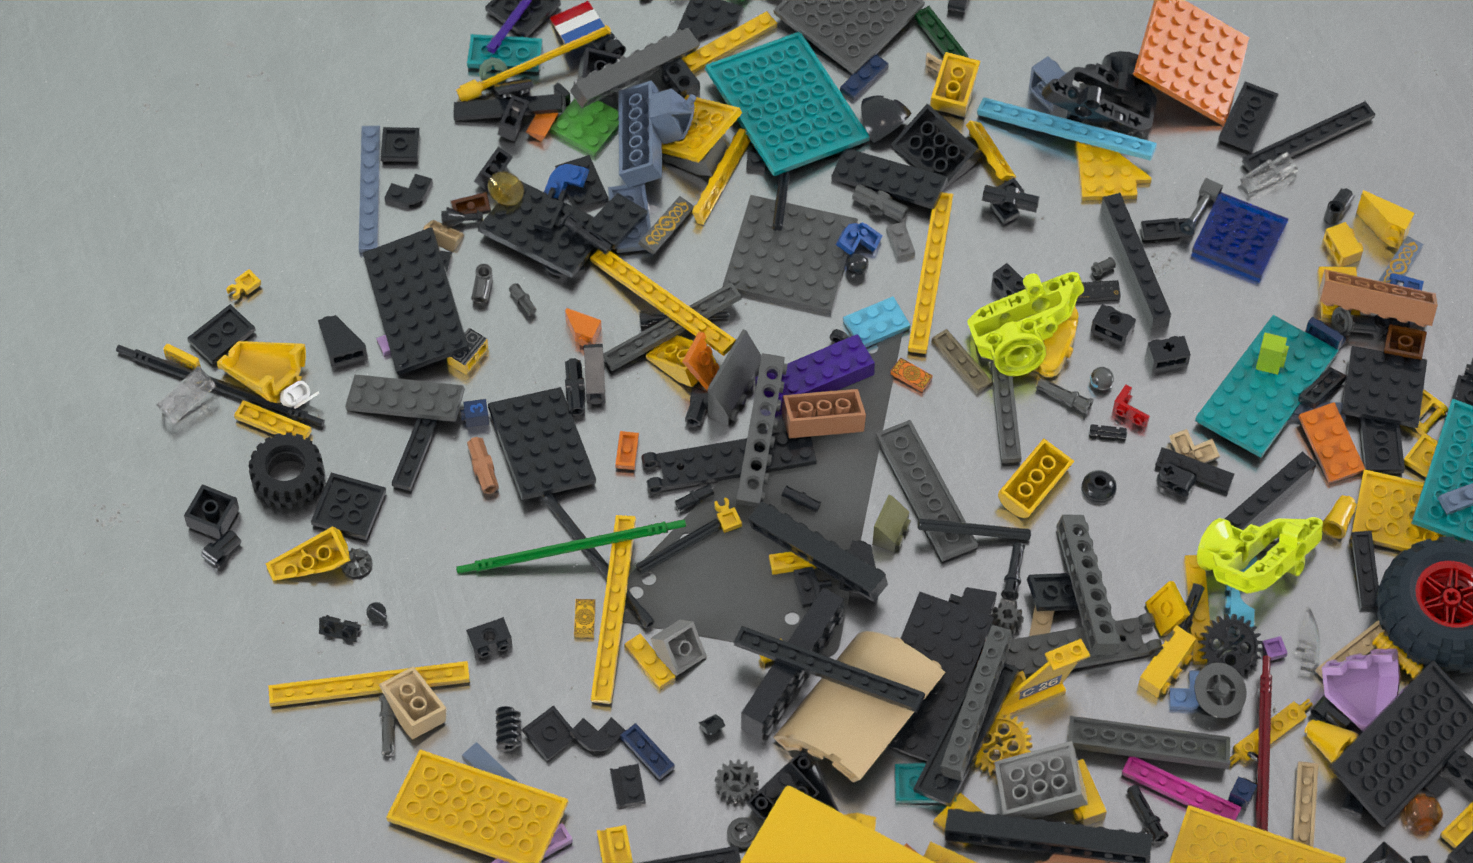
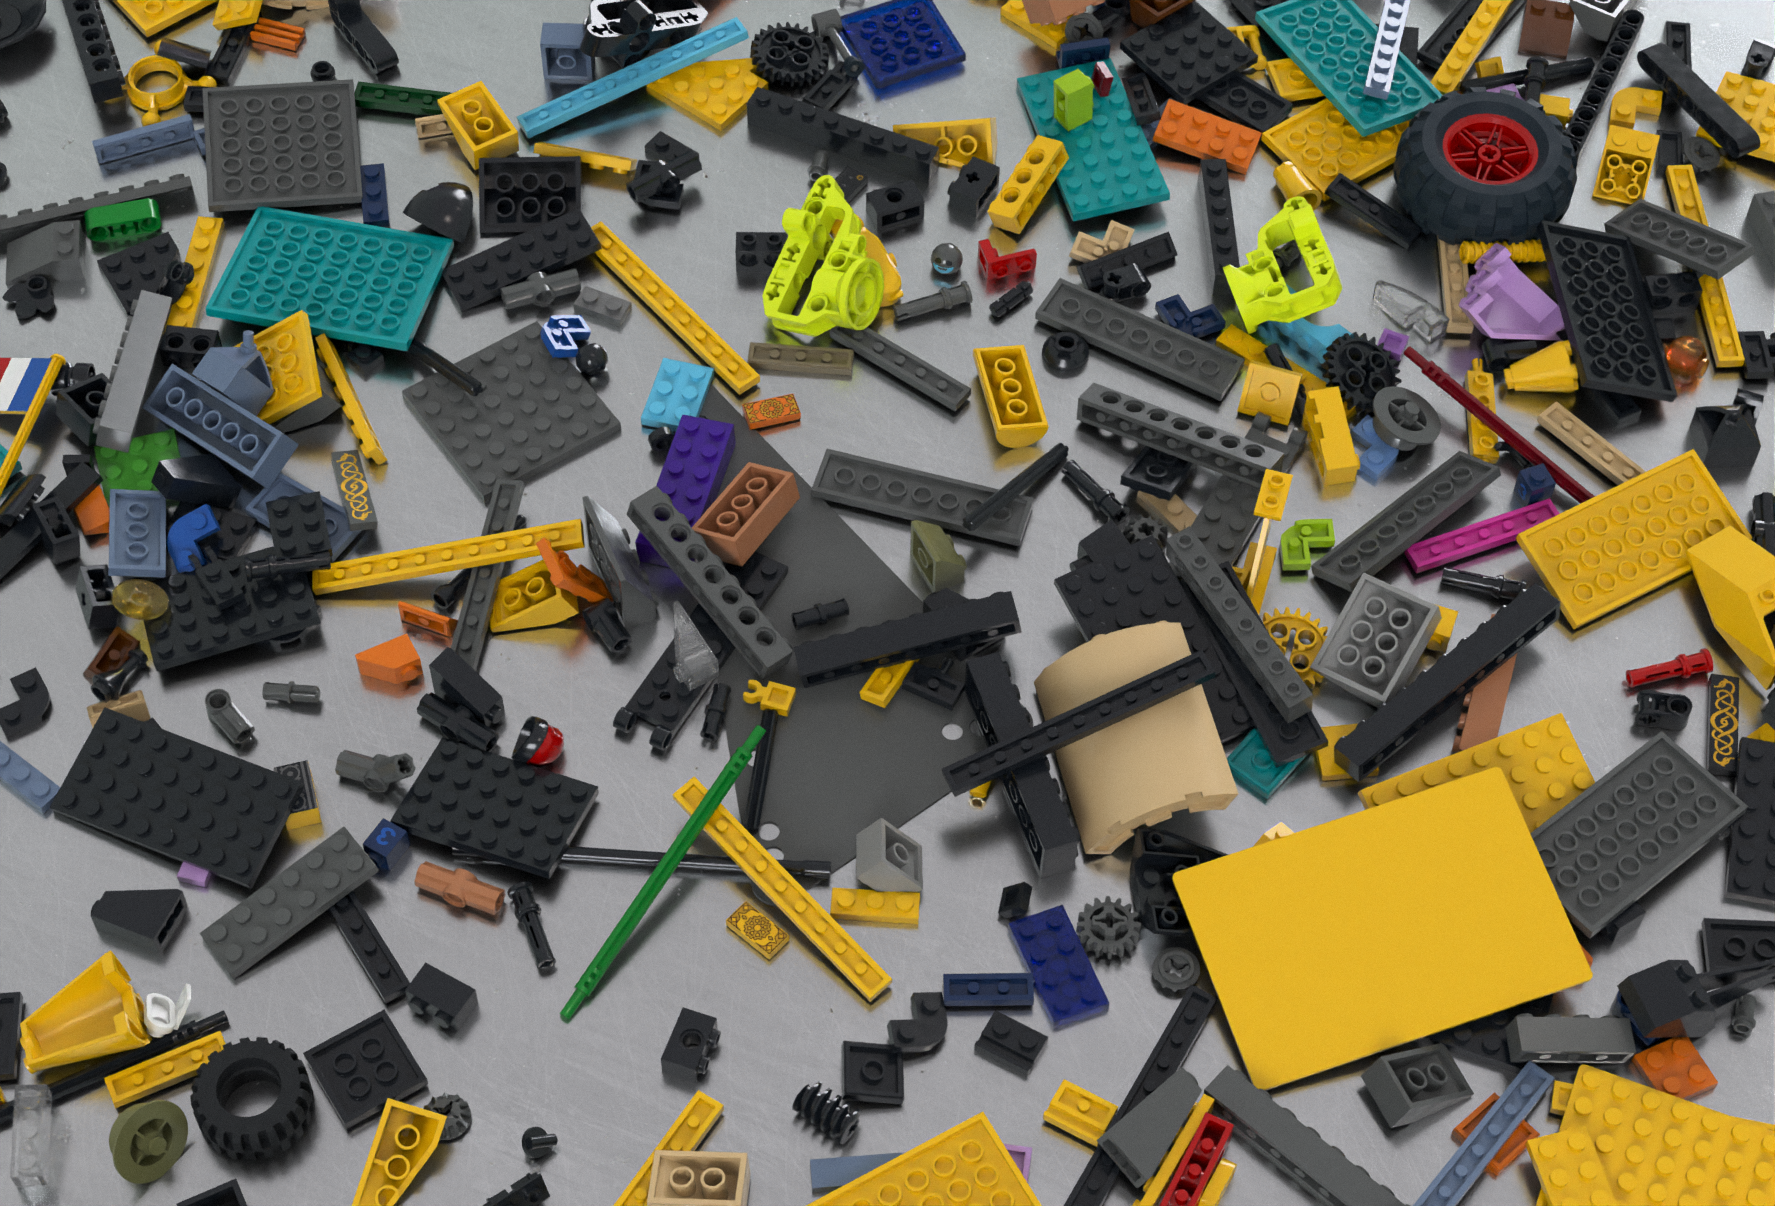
camera: 50 degrees left, 5 degrees down
(224, 445) = (148, 1140): none -> olive wheel
(415, 507) = (441, 997): none -> black brick
(496, 508) = (528, 913): none -> black pin
(511, 372) = (374, 771): none -> dark grey piece
(544, 153) = (137, 533): none -> sand blue plate
(597, 433) = (538, 743): none -> piece
(599, 152) = (197, 480): none -> black slope
(625, 320) = (427, 619): none -> orange slope
(627, 450) = (590, 732): orange plate -> none
(693, 774) = (1058, 966): none -> clear blue plate
(710, 456) = (693, 656): none -> clear slope
(717, 36) = (178, 276): none -> black plate
(1040, 187) = (665, 147): none -> black plate
(1084, 696) = (1302, 536): none -> lime plate
(1144, 516) = (1140, 339): none -> dark grey plate
(1168, 189) = (789, 54): none -> black gear
(1181, 532) = (1195, 323): none -> dark blue plate
(1191, 318) = (957, 139): none -> yellow wedge
(1193, 378) = (1028, 184): none -> yellow brick
(1308, 356) = (1102, 79): none -> dark red tile

